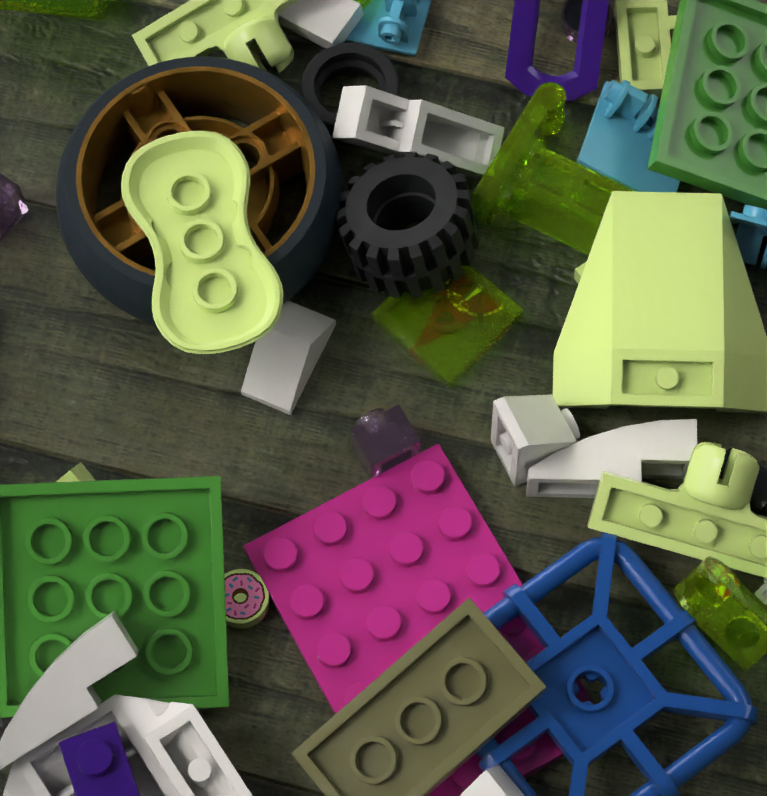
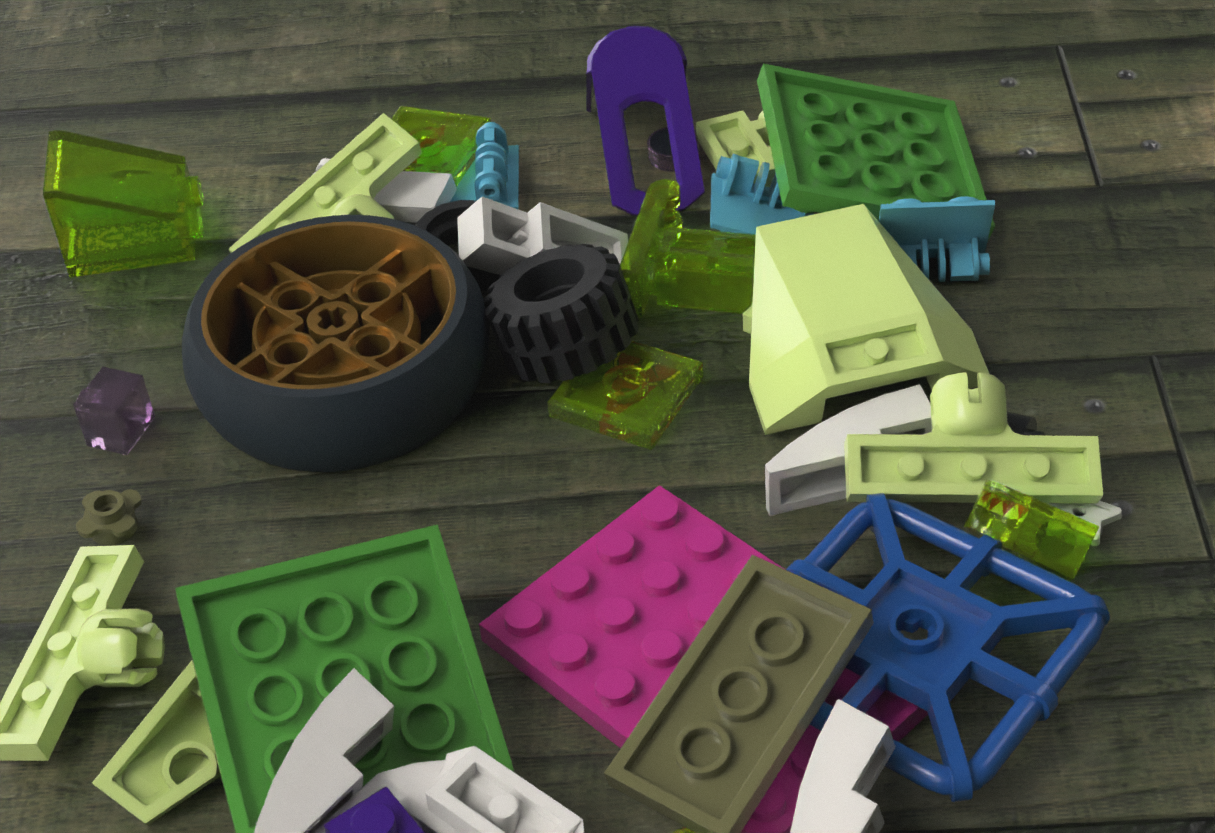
camera: 15 degrees left, 25 degrees down
(210, 276) = (362, 352): yellowish green plate -> none
(245, 598) = (503, 673): tile -> none
(286, 357) = (468, 461): white slope -> none
(384, 440) = (601, 492): clear purple plate -> none
(528, 431) = (743, 440): white slope -> none

